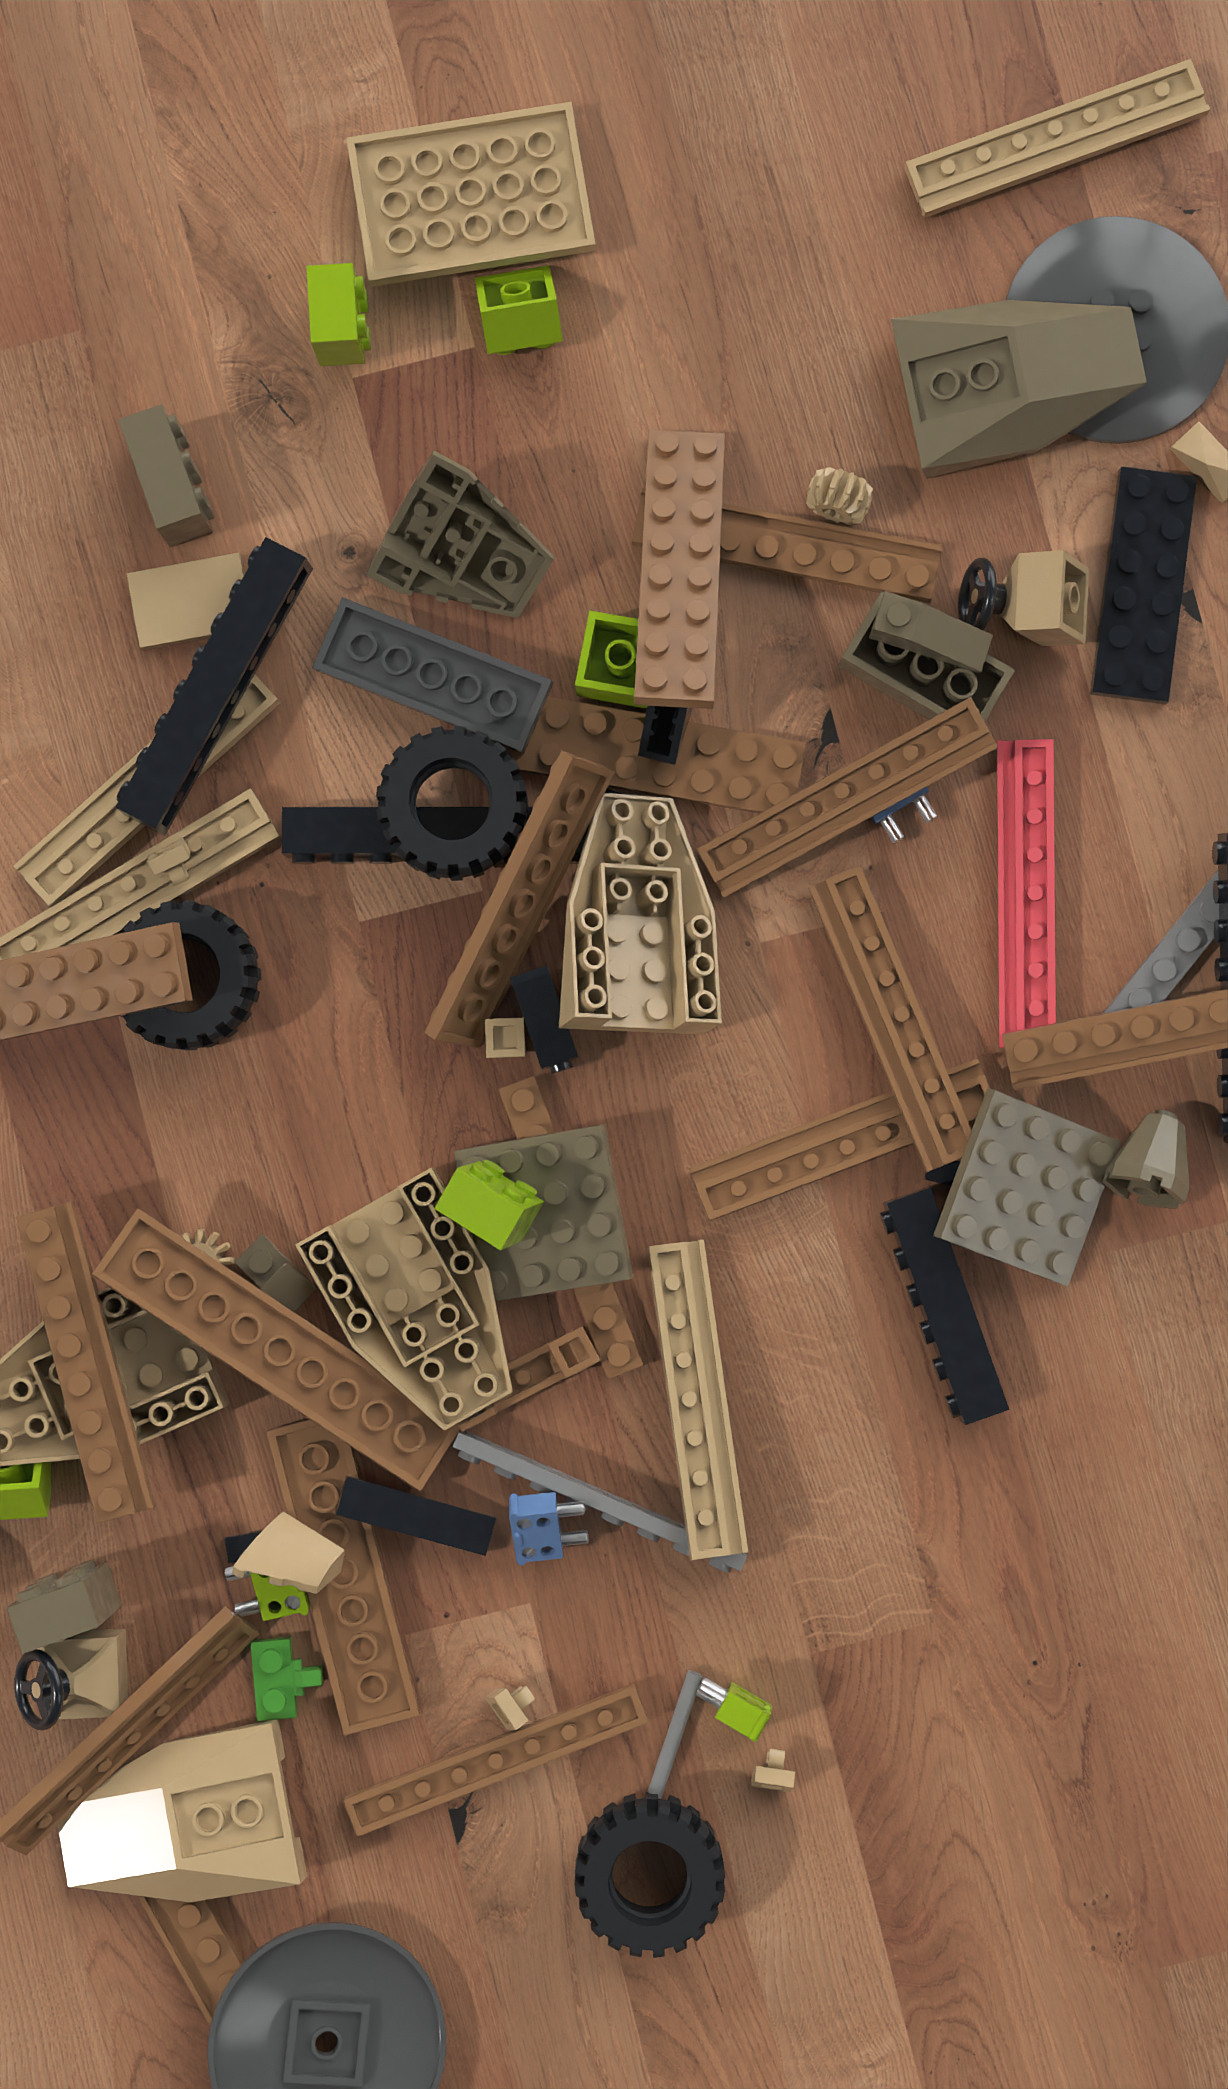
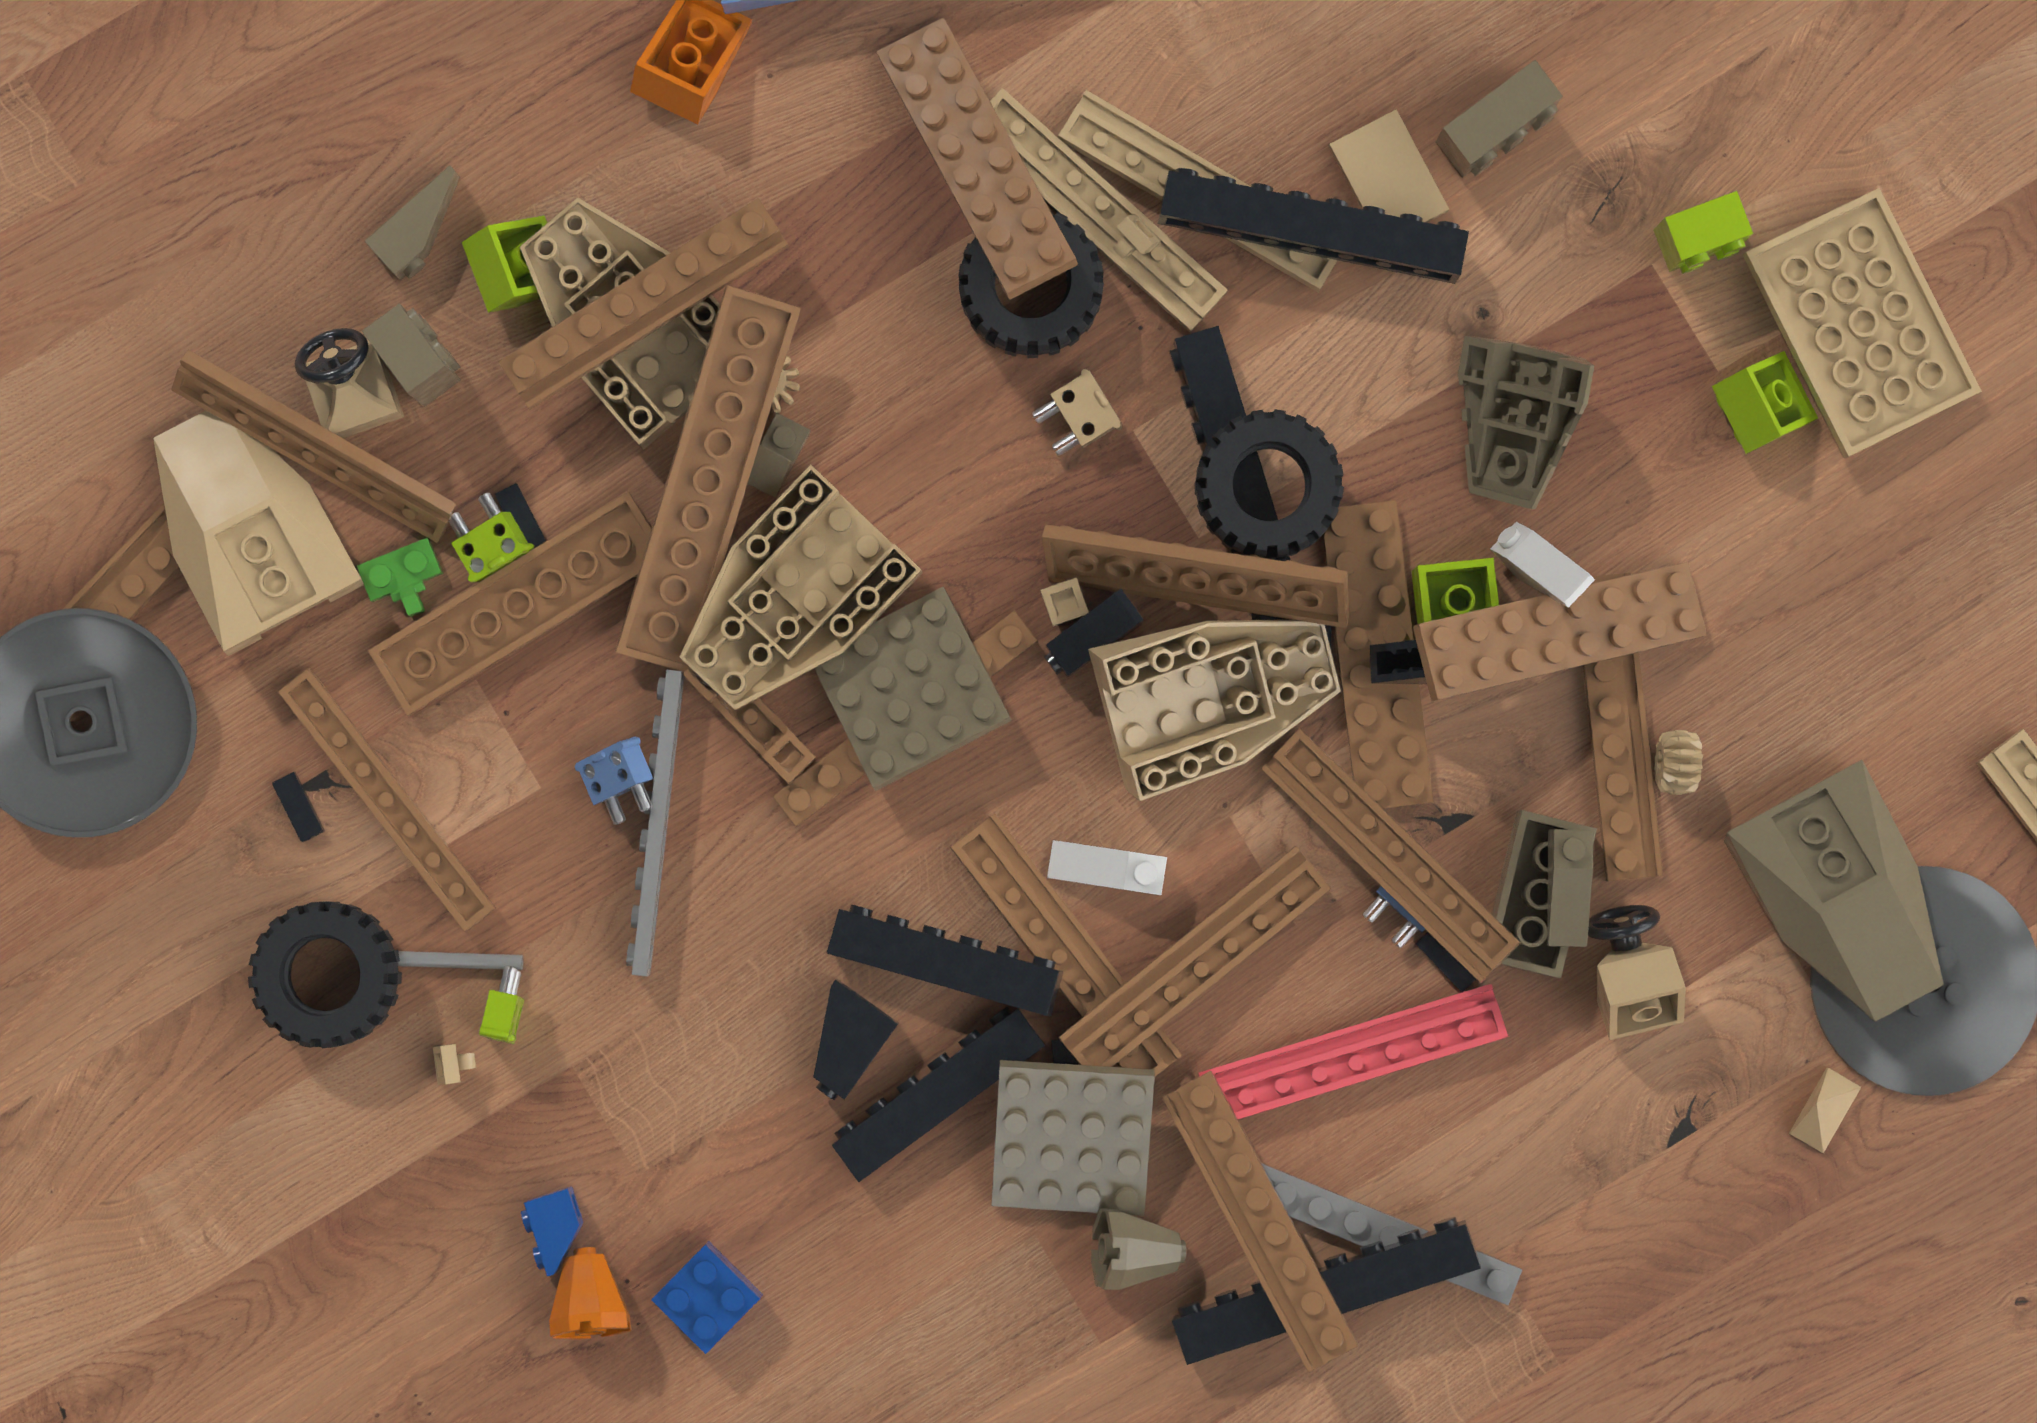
camera: 75 degrees right, 0 degrees up
(292, 1556) = (521, 551): tan slope -> none
(324, 959) = (1088, 407): none -> tan piece
(415, 1515) = (591, 655): black tile -> none
(433, 675) = (1387, 429): dark grey plate -> none
(476, 1848) = (298, 807): none -> black piece
(490, 1203) = (904, 634): lime brick -> none
(509, 1705) = (439, 797): tan tile -> none
(611, 565) = (1541, 564): none -> white slope
(697, 1400) = (779, 885): tan plate -> none
(775, 1074) = (1107, 867): none -> white slope
(819, 1260) = (944, 961): none -> black brick
(867, 1375) = (849, 1040): none -> black slope
(960, 1719) = (555, 1224): none -> blue slope
(962, 778) = (1445, 962): none -> black piece
(1042, 1708) = (587, 1299): none -> orange cone
(1076, 1590) = (707, 1297): none -> blue brick
(1143, 585) = (1685, 1080): black plate -> none

